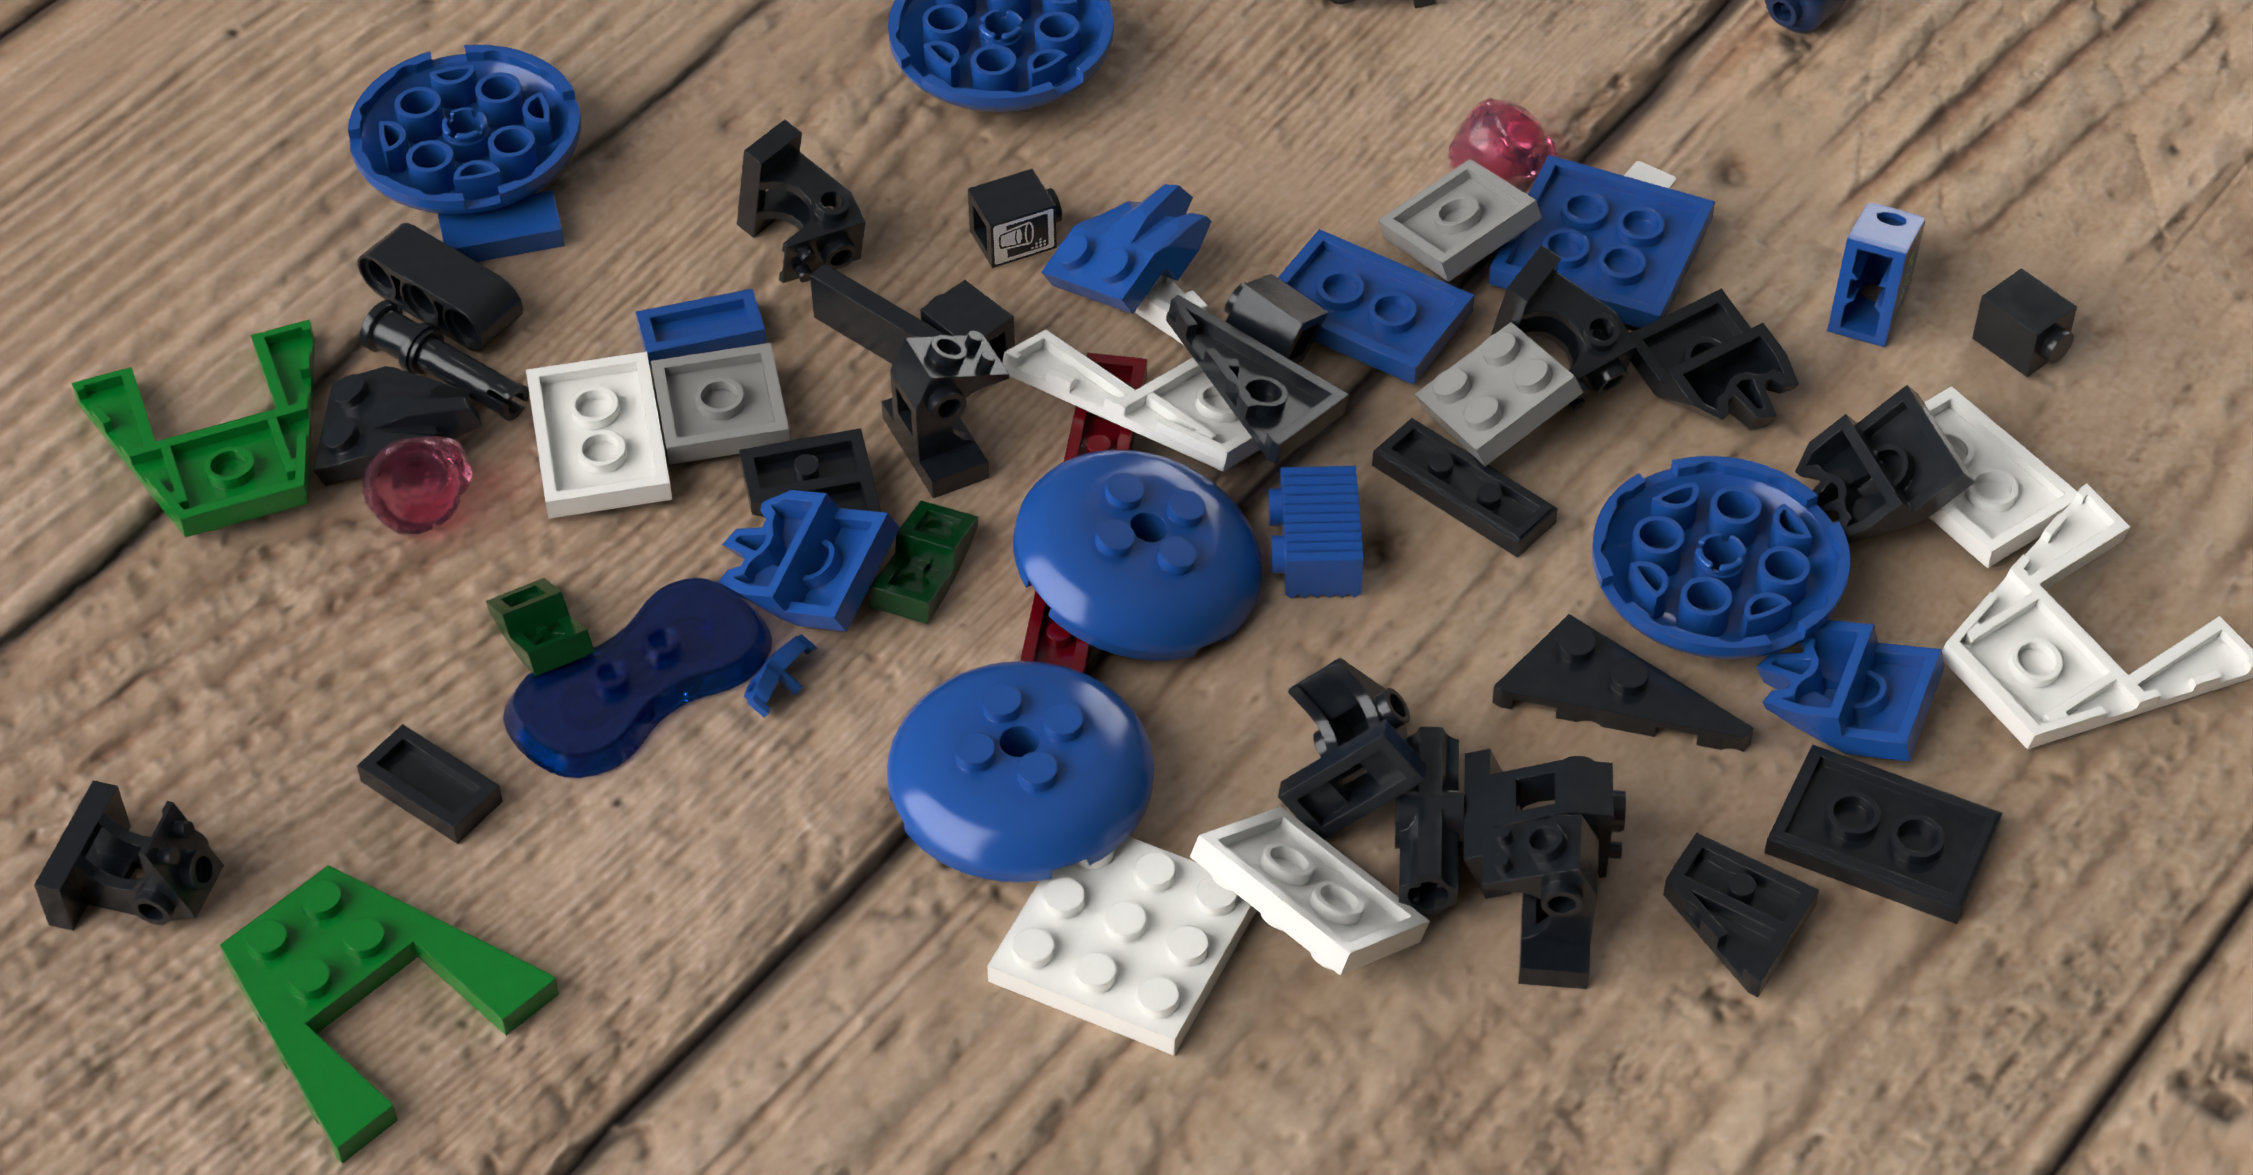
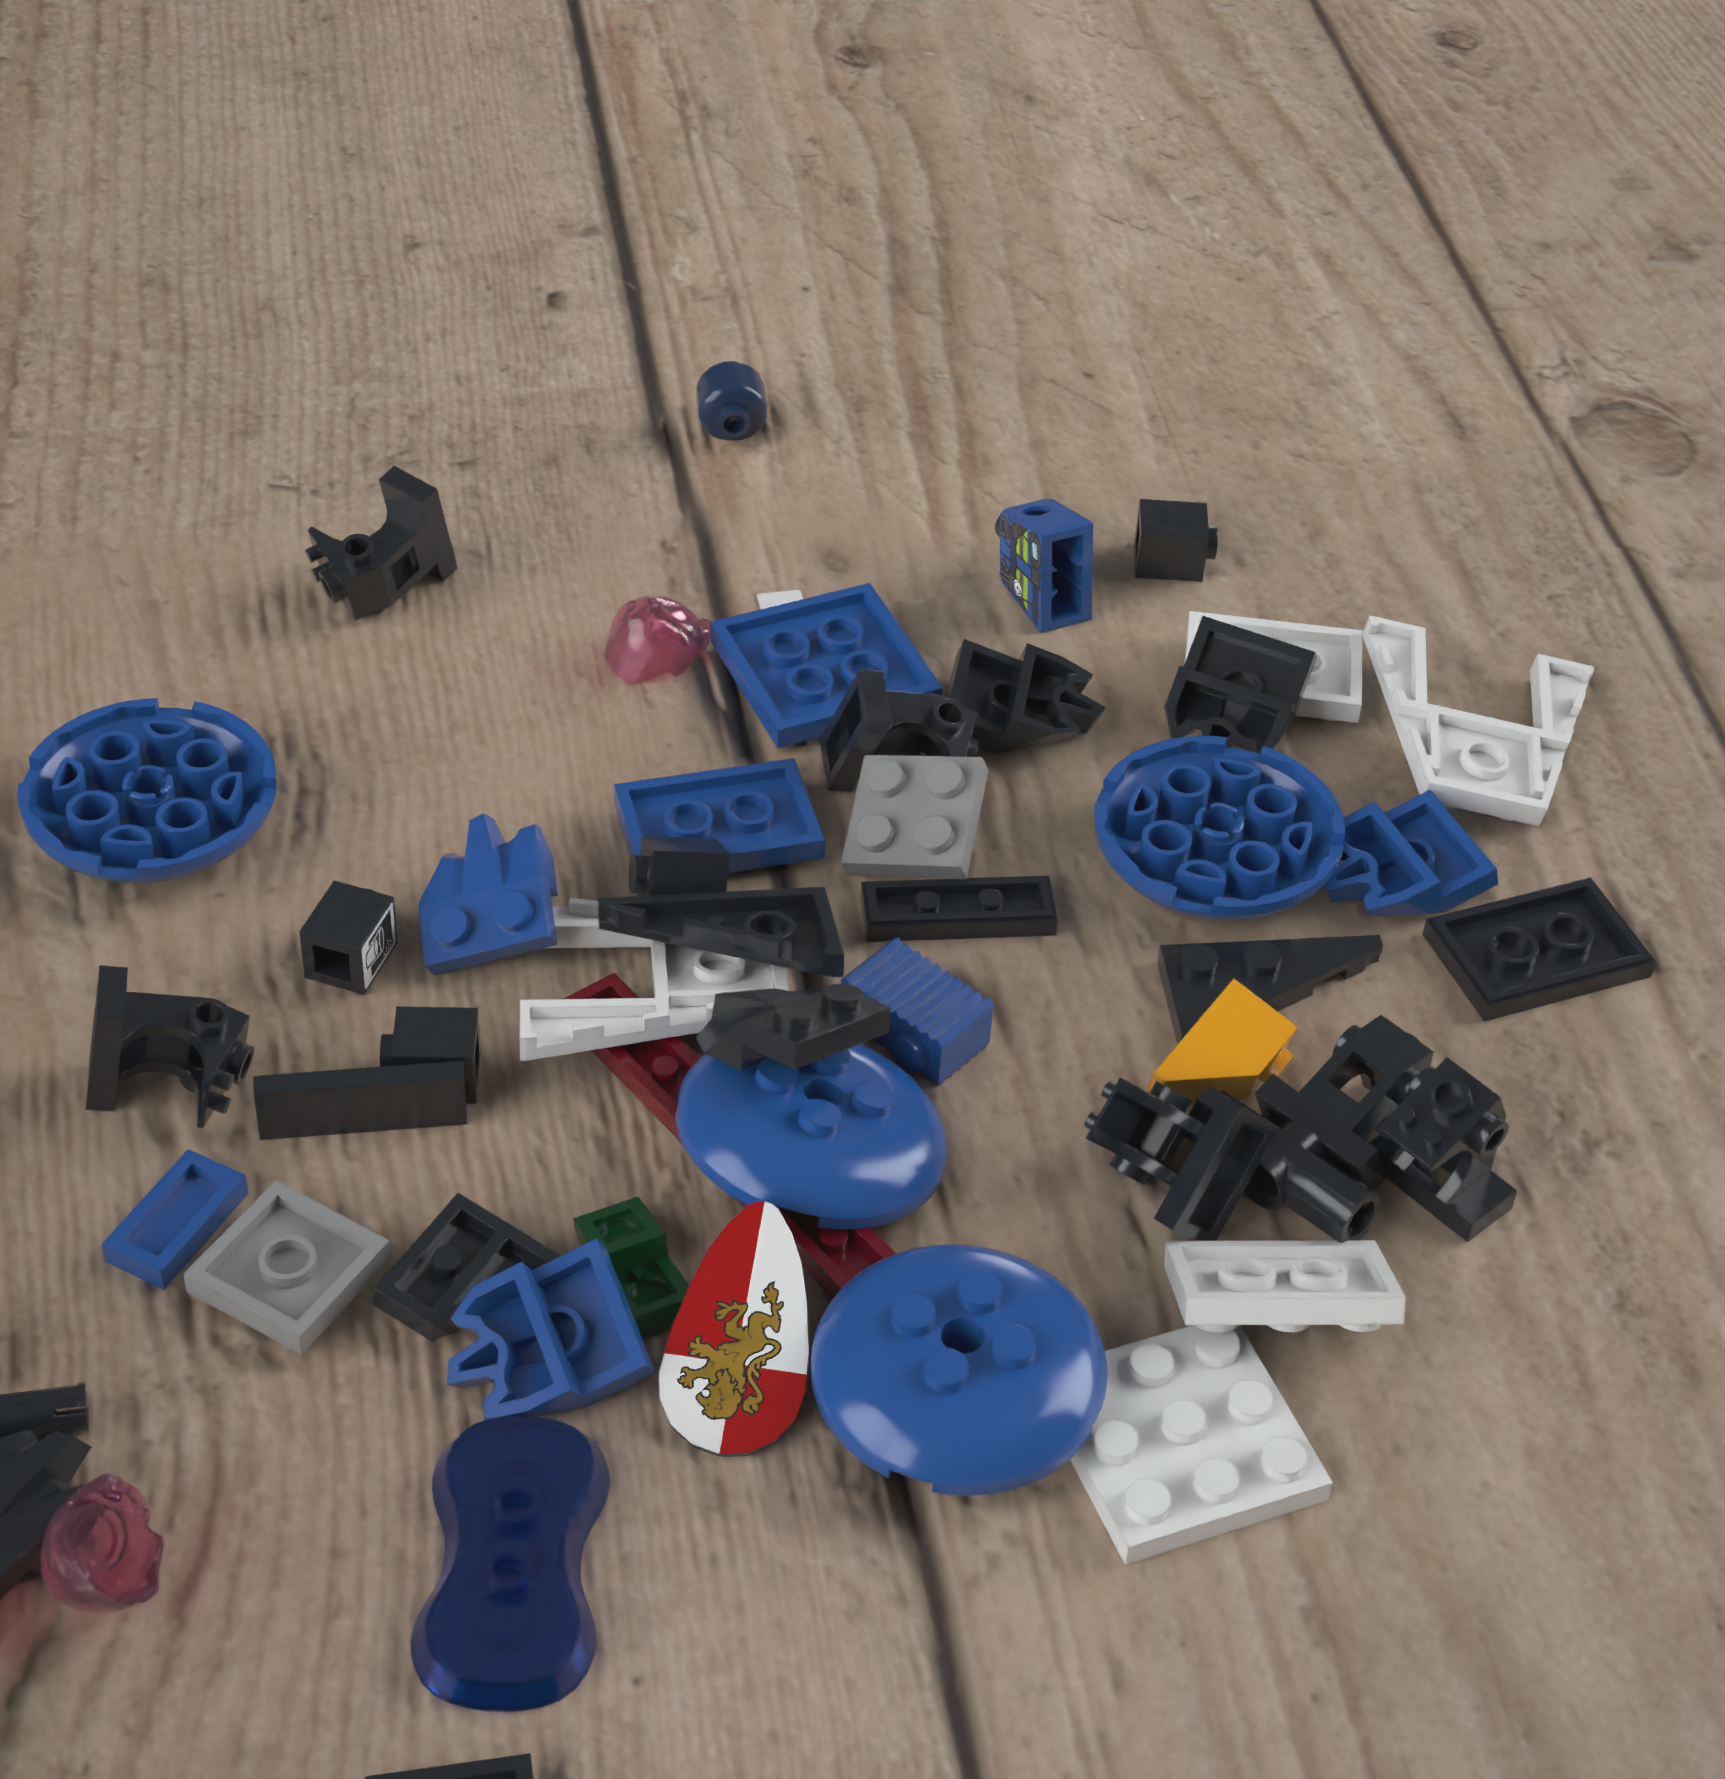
camera: 50 degrees left, 5 degrees down
(540, 626) = (369, 1587): dark green slope -> none
(598, 435) = (208, 1375): white plate -> none
(766, 679) = (641, 1469): blue piece -> none
(913, 645) = (740, 1340): none -> shield
(928, 397) = (499, 1137): black tile -> none
(1168, 464) = (790, 1025): none -> black plate
(1460, 219) = (714, 708): light grey plate -> none
(1493, 709) = (1229, 1047): none -> light orange slope
(1739, 908) = (1542, 1067): black wing -> none

